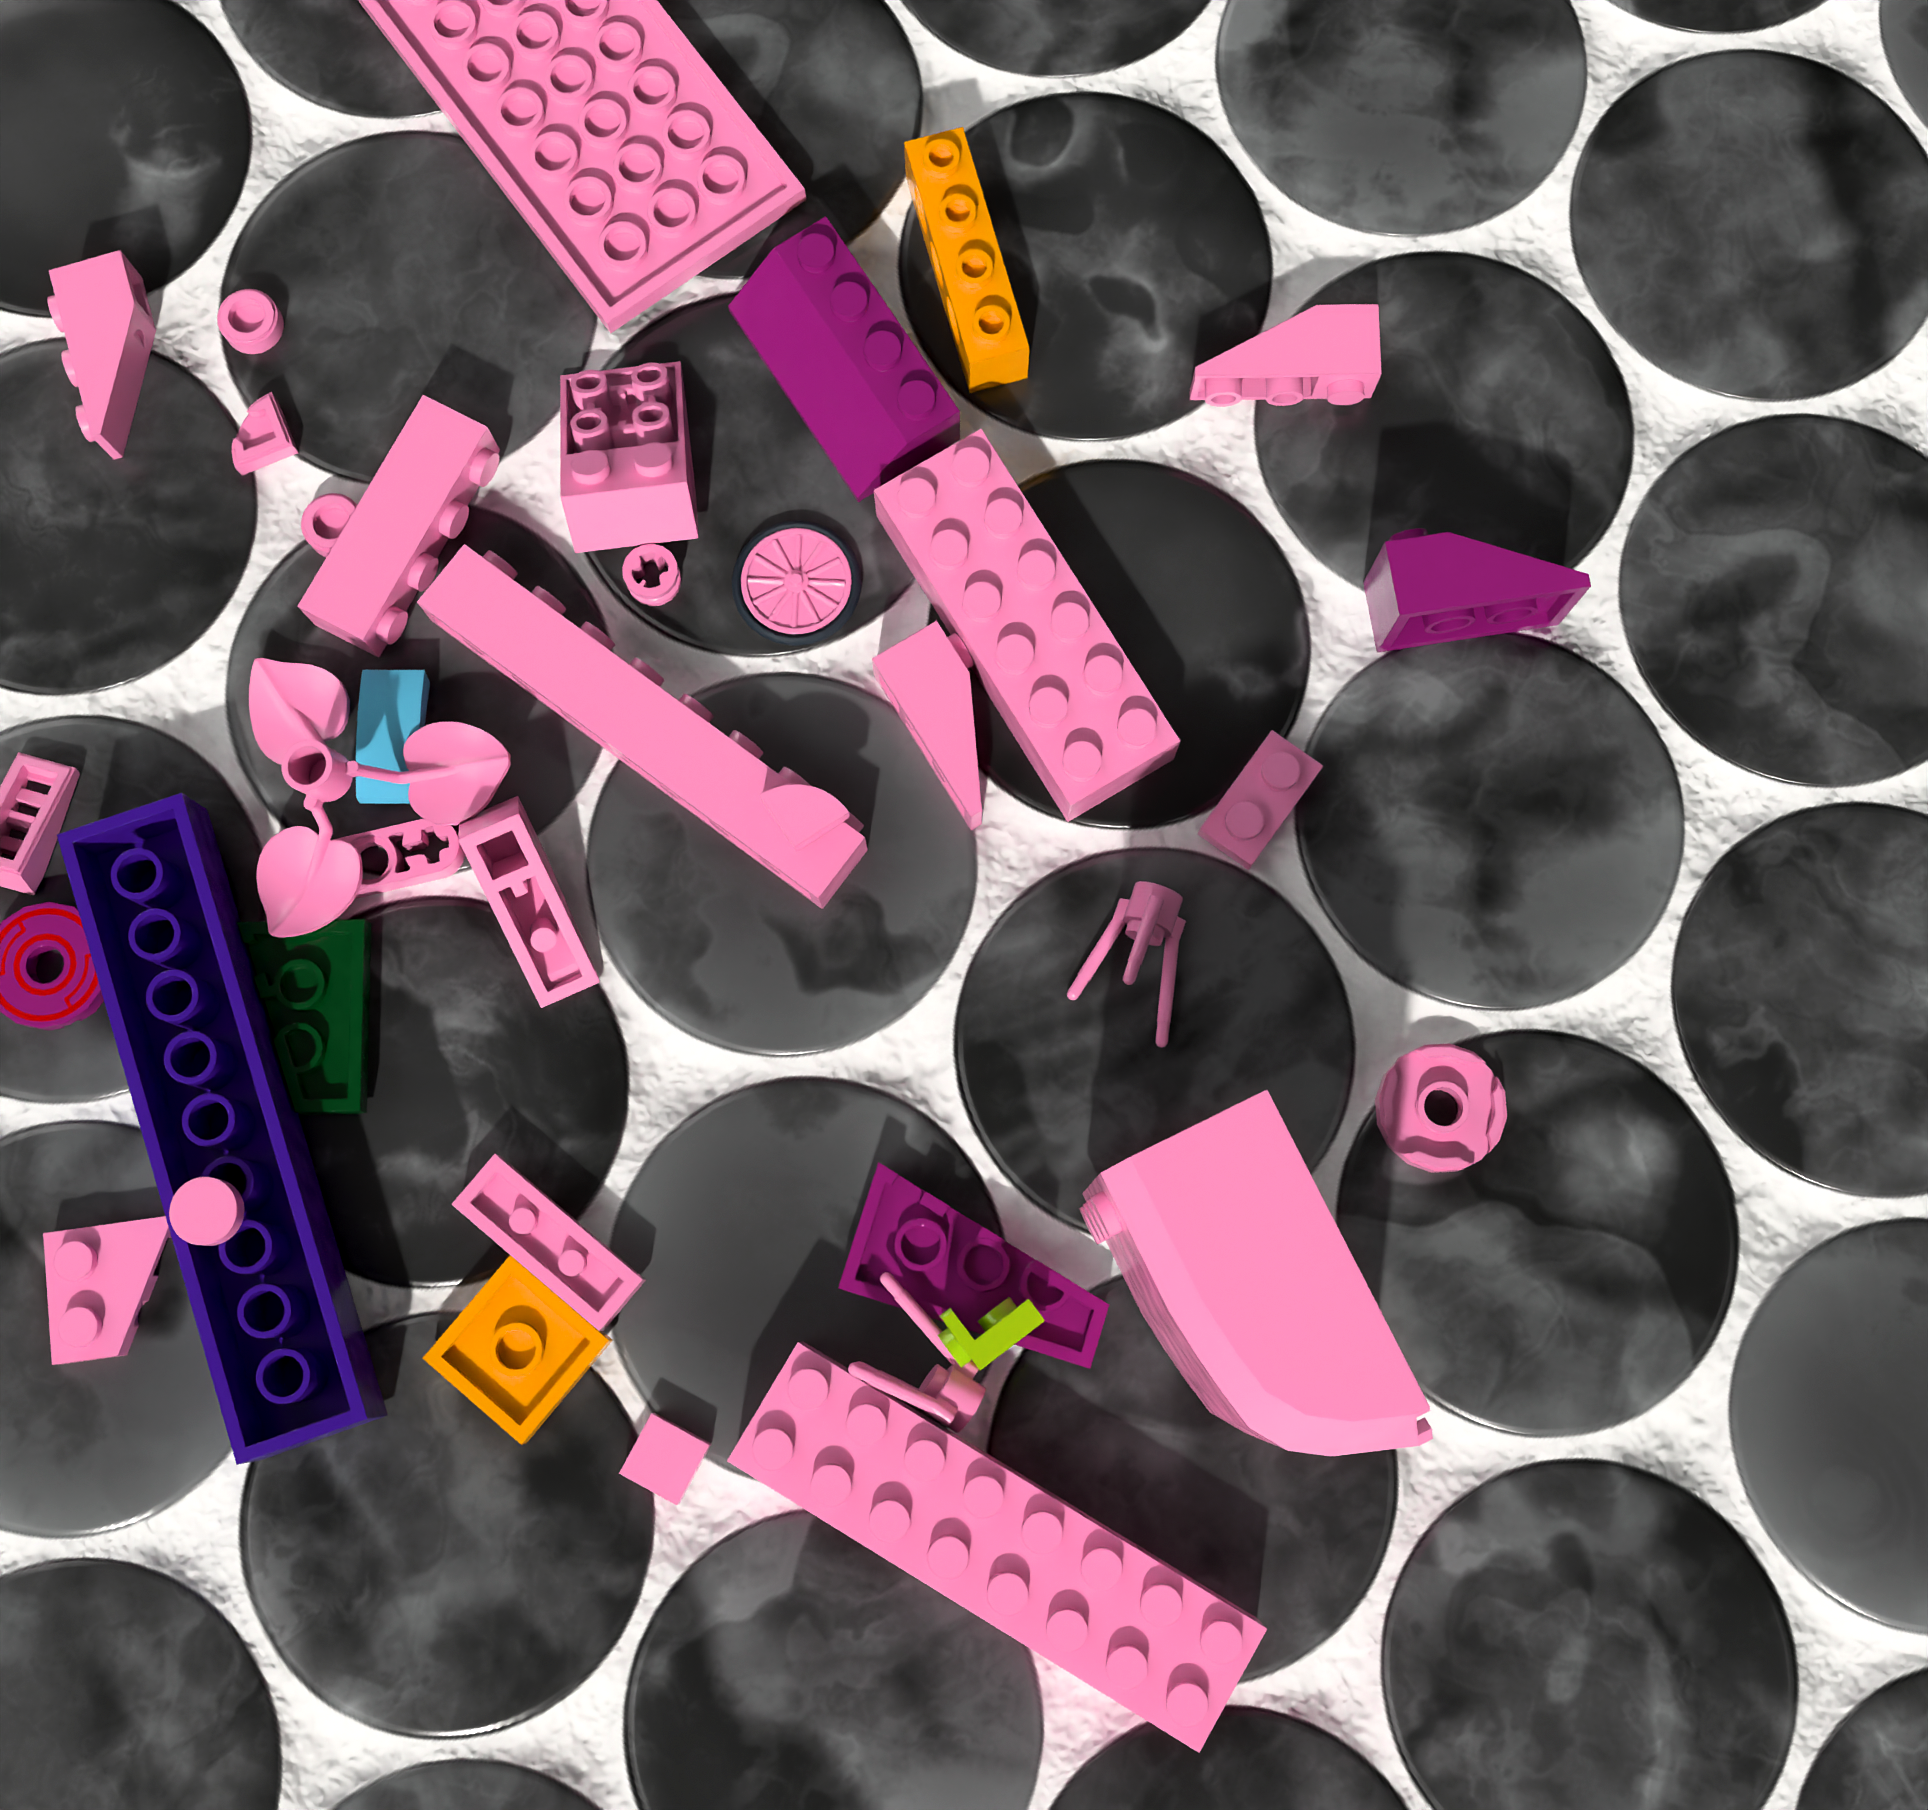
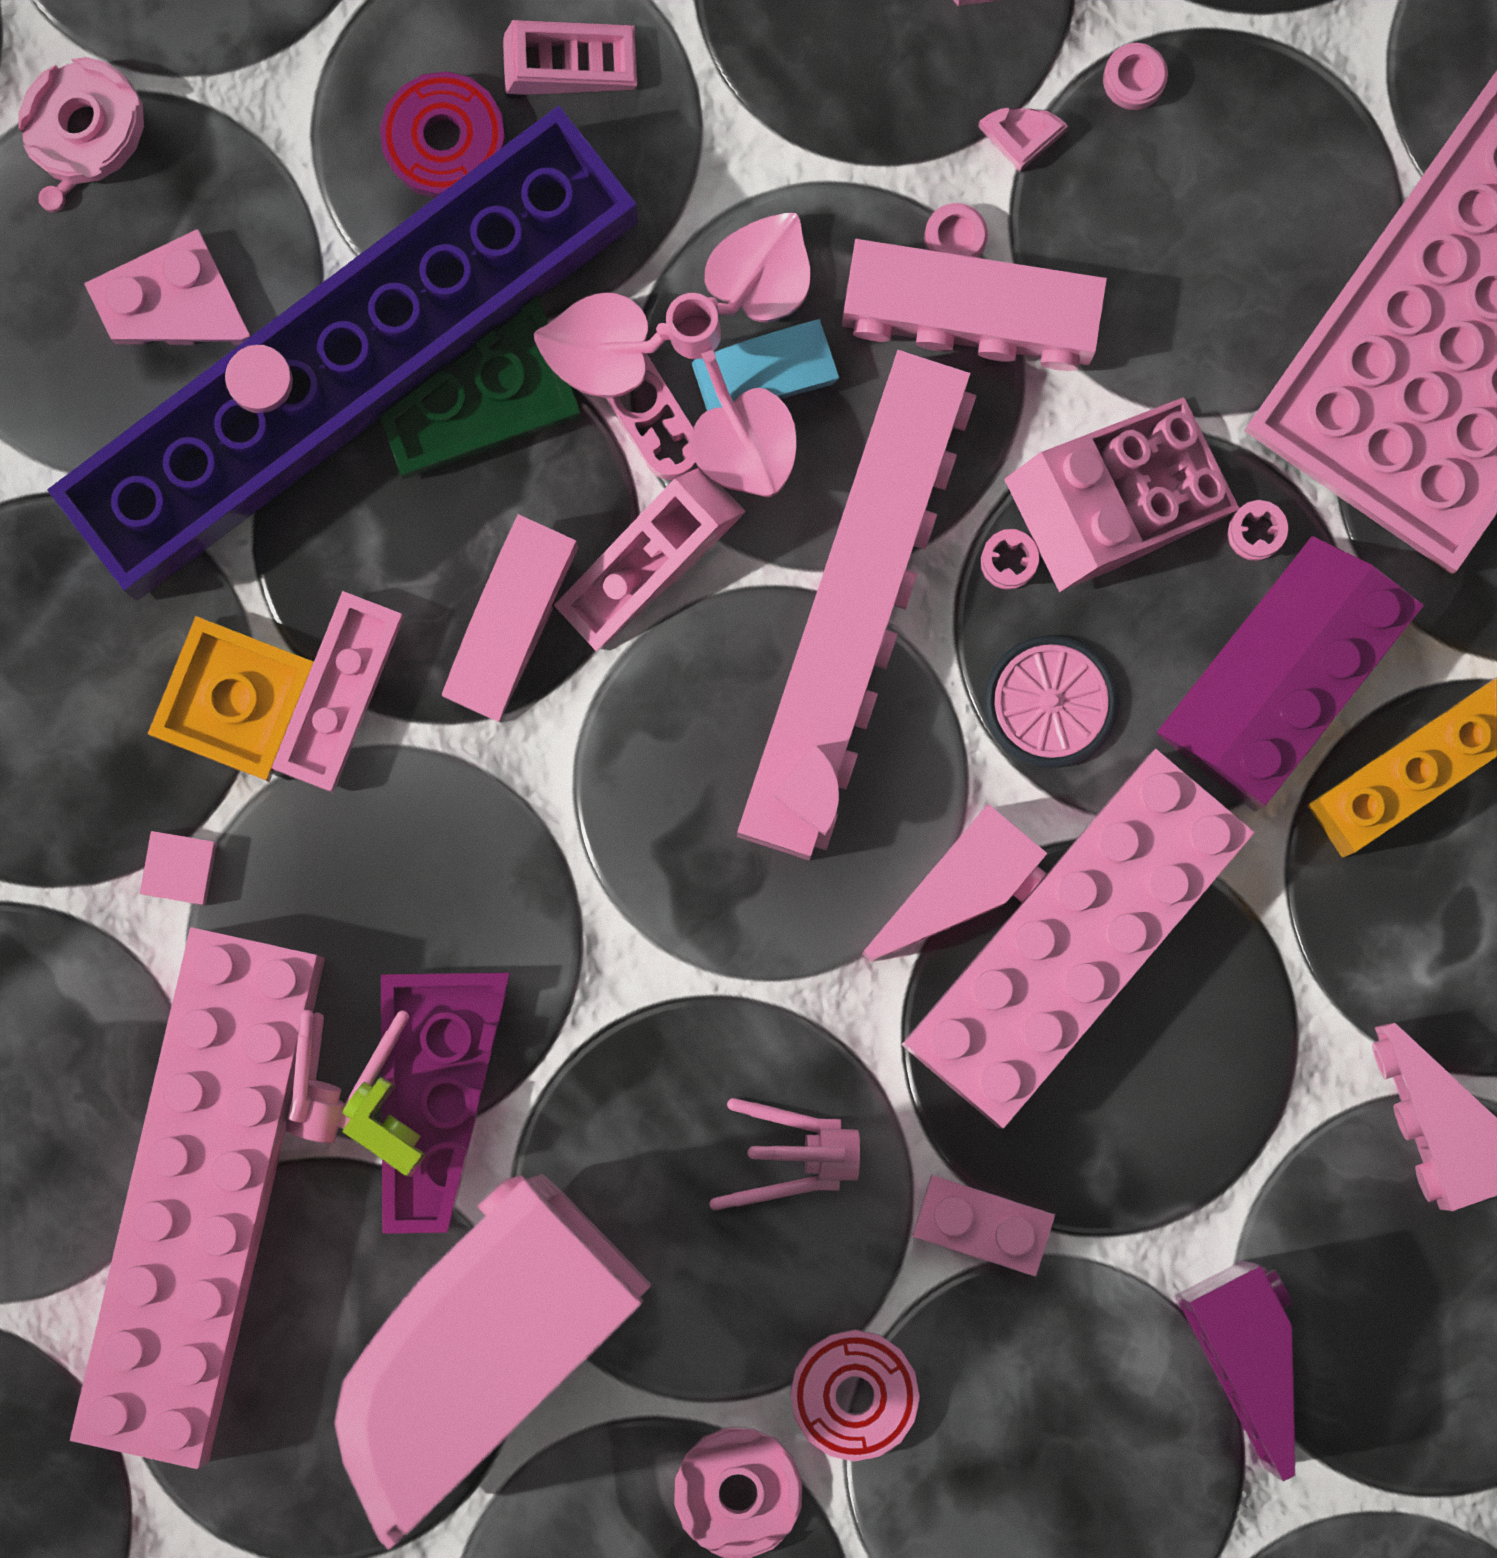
camera: 70 degrees right, 5 degrees up
(536, 1050) = (509, 618): none -> bright pink slope
(713, 332) = (1254, 511): none -> bright pink bush
(1411, 945) = (863, 1433): none -> bright pink tile

